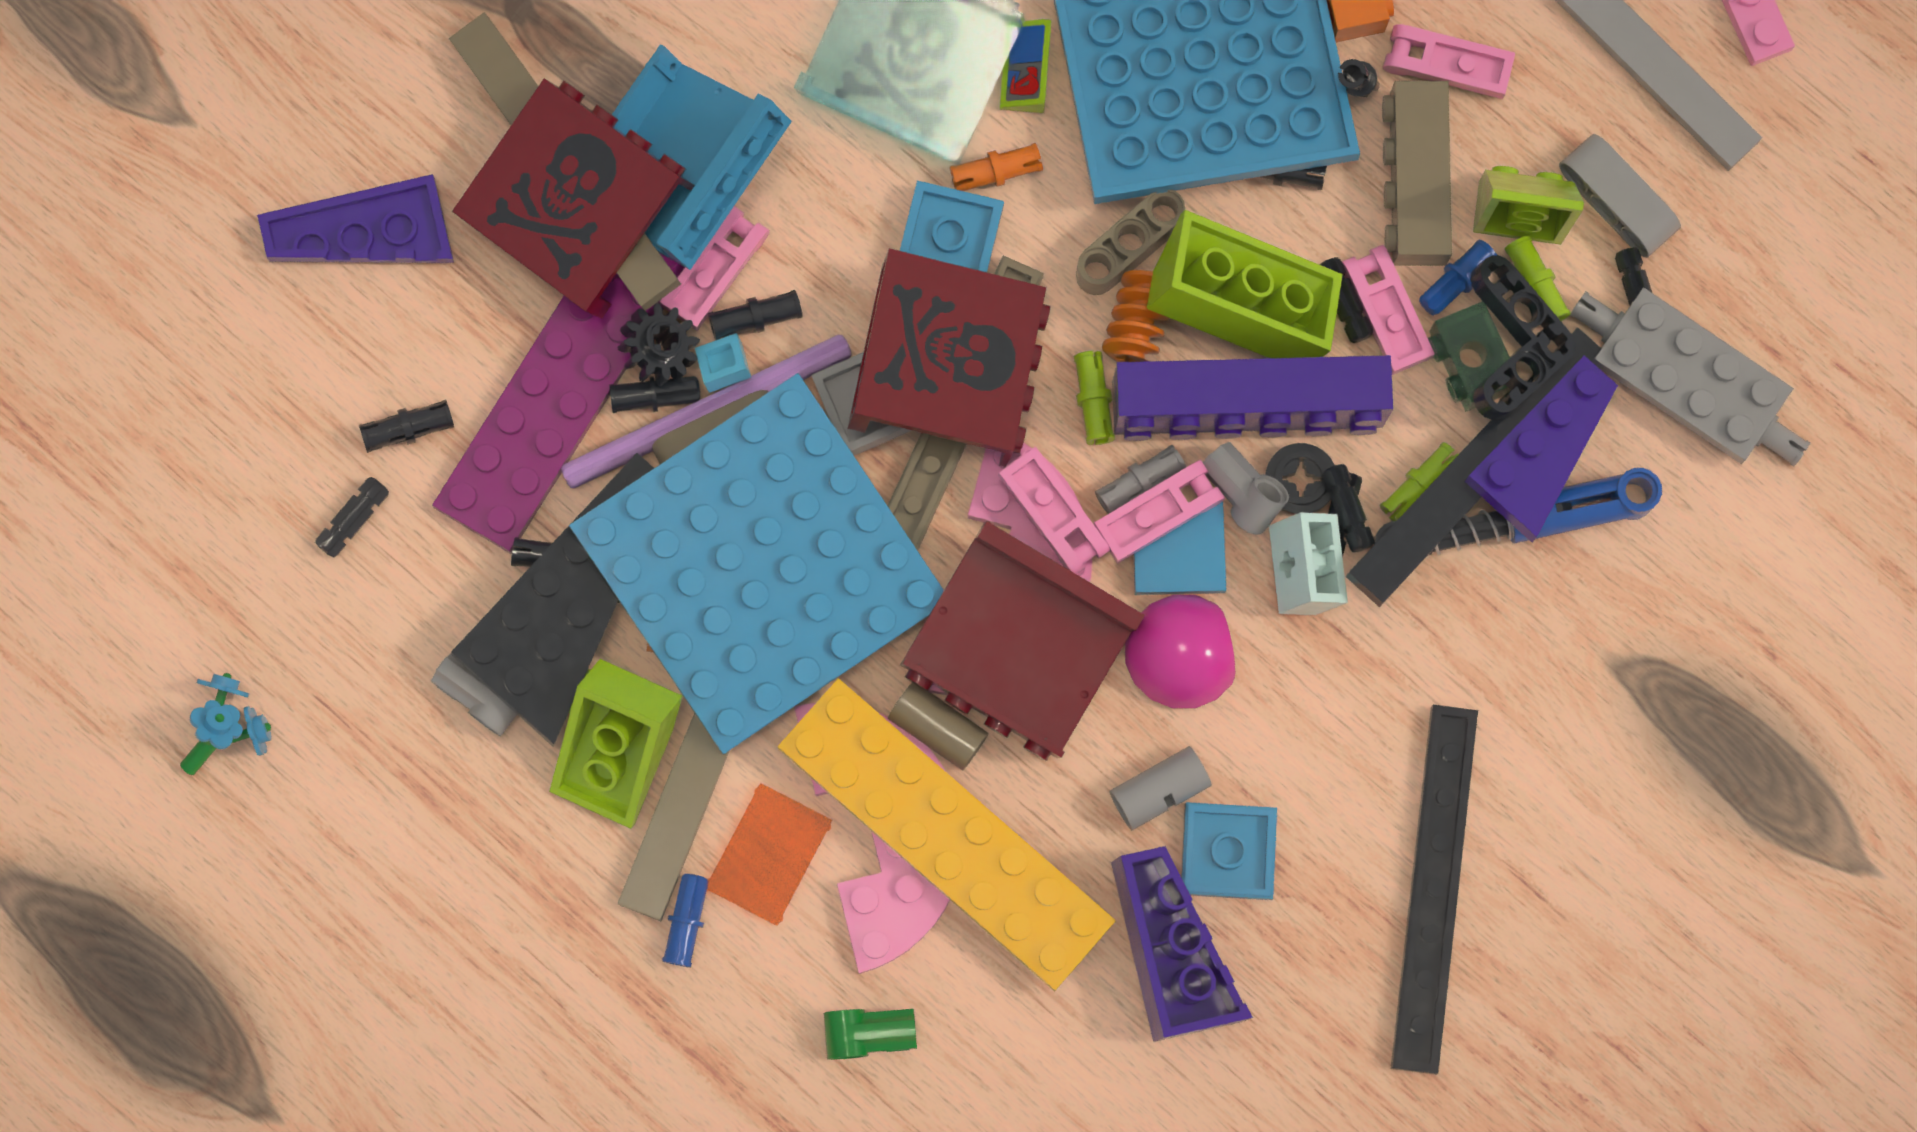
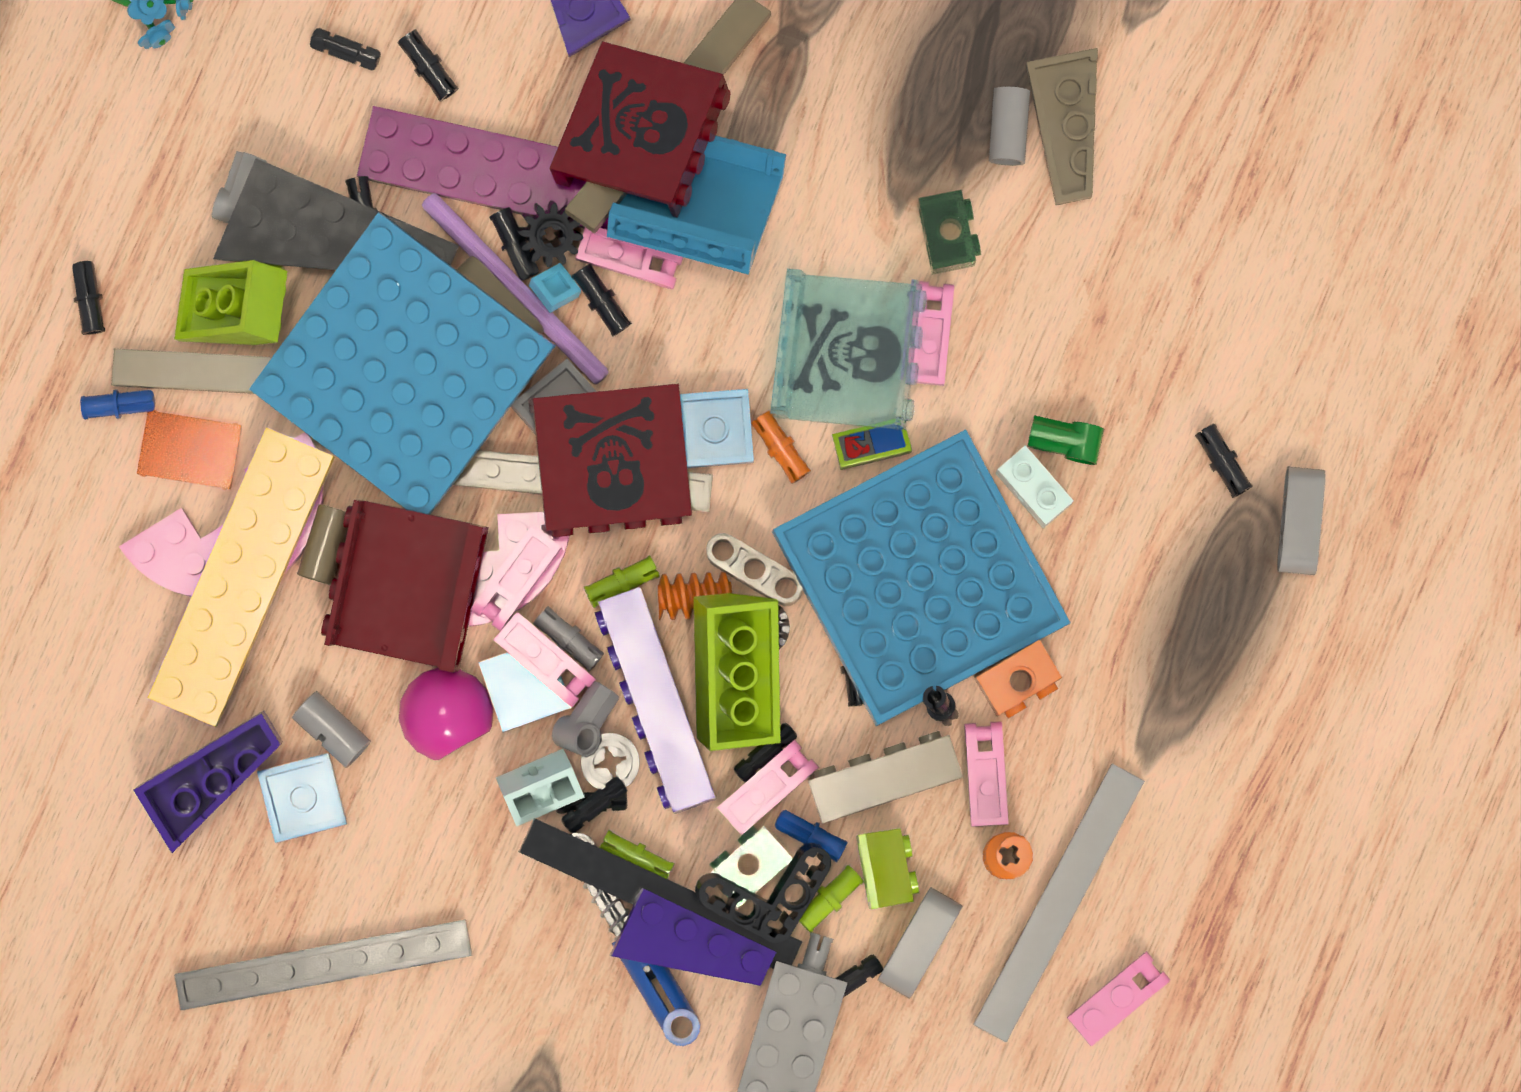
camera: 80 degrees right, 5 degrees up
(544, 915) = (88, 298): none -> black axle
(857, 1033) = (73, 562): green piece -> none
(1554, 60) = (1022, 853): none -> orange piece

